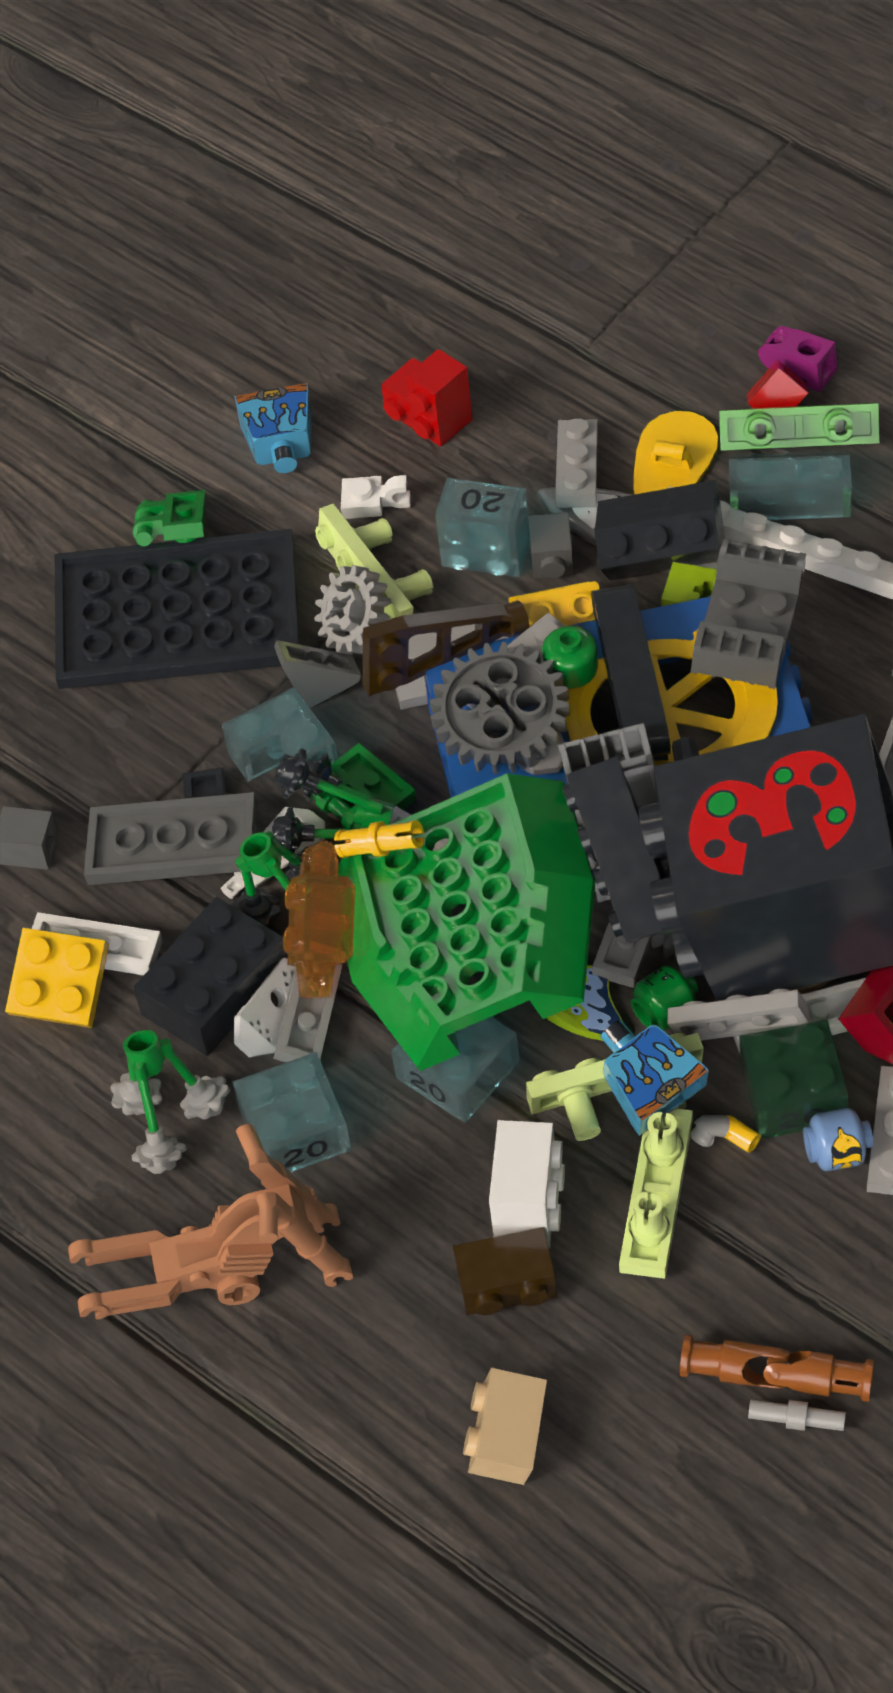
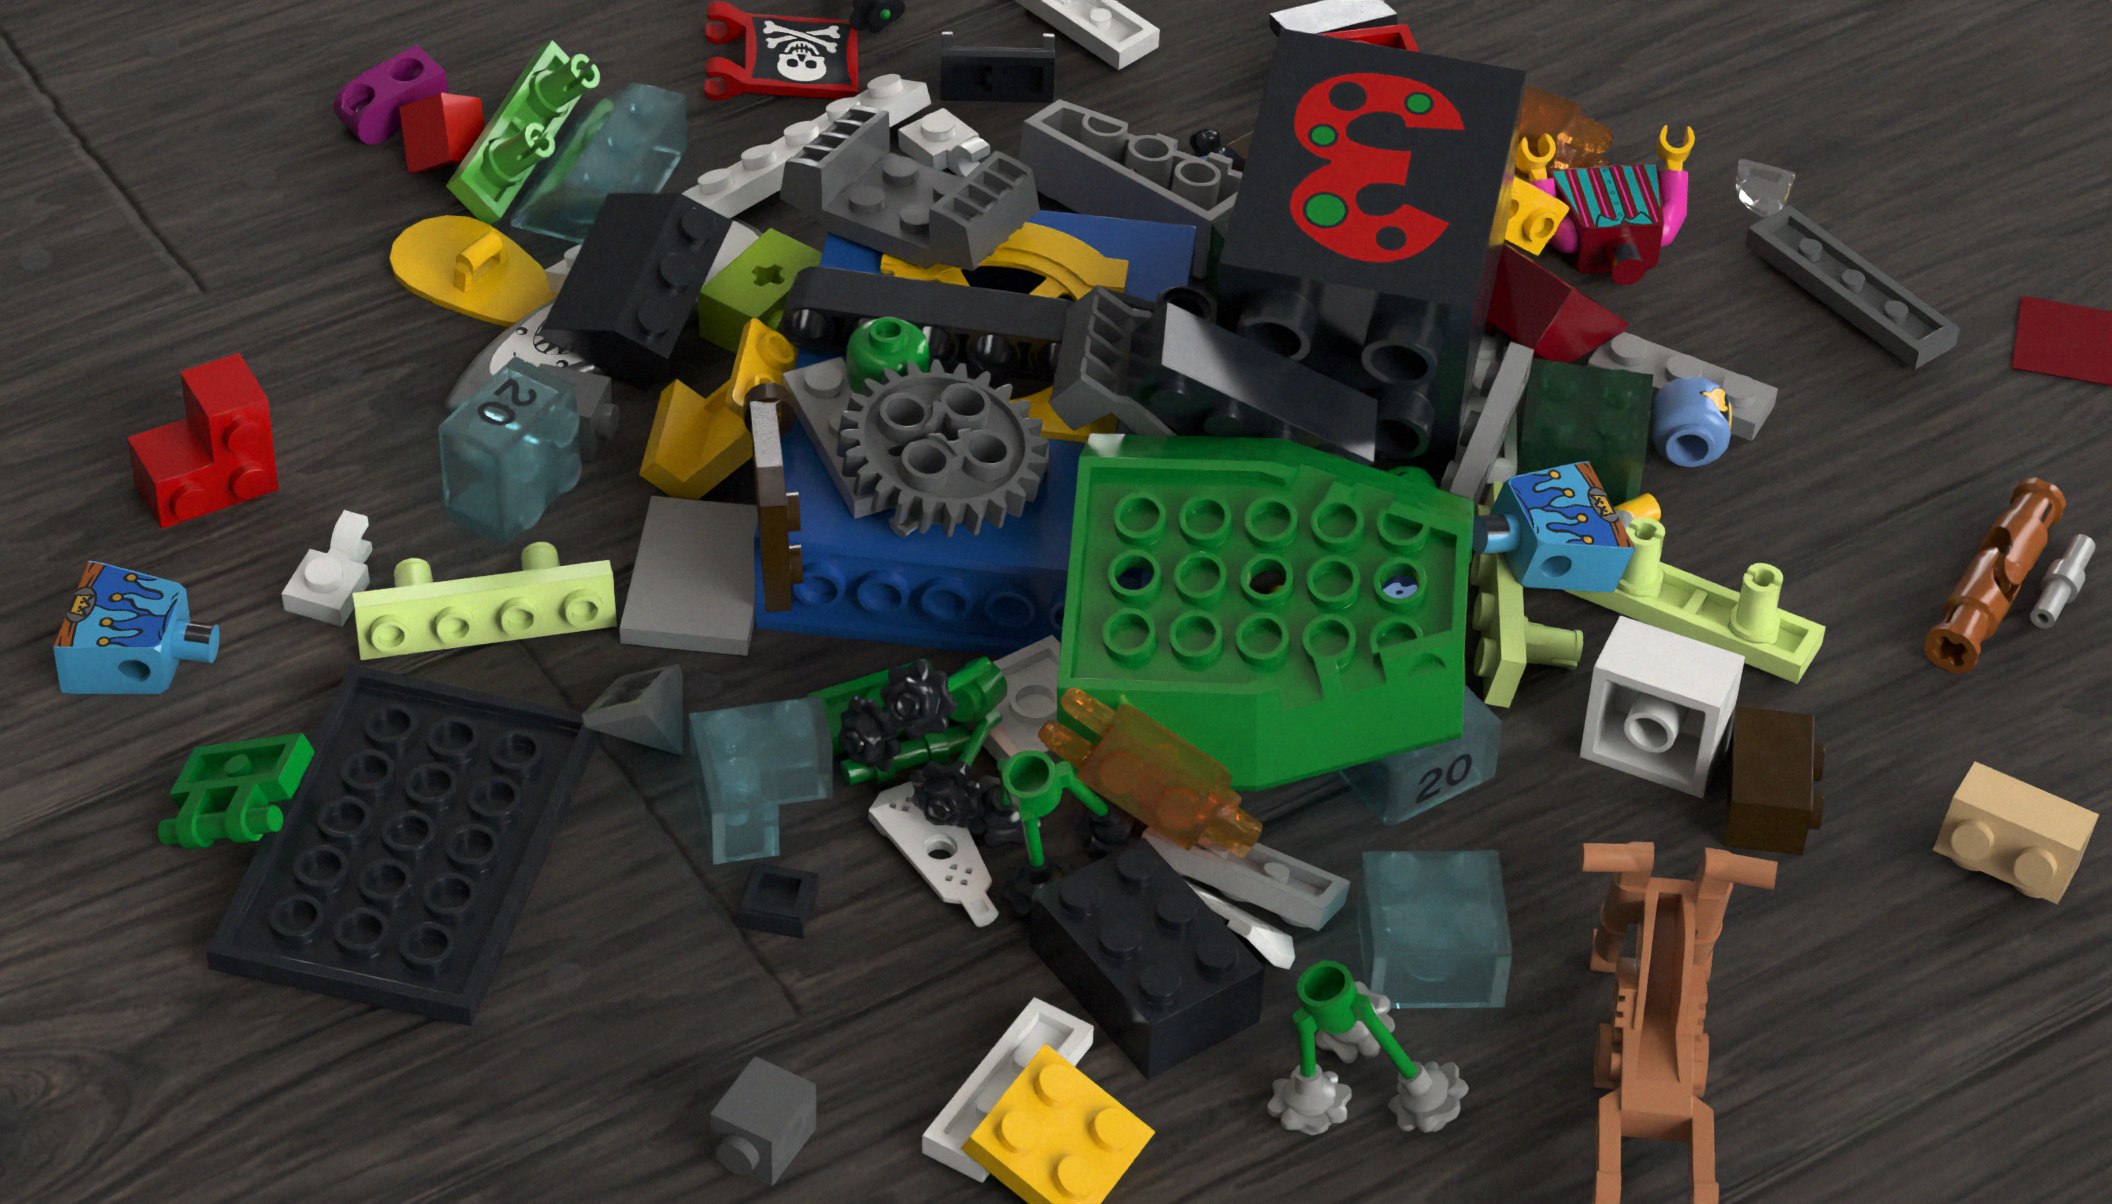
camera: 80 degrees left, 10 degrees down
(168, 838) = (864, 946): dark grey plate -> none
(351, 608) = (598, 629): light grey gear -> none
(379, 839) = (1101, 628): yellow pin -> none
(576, 463) = (428, 348): light grey plate -> none

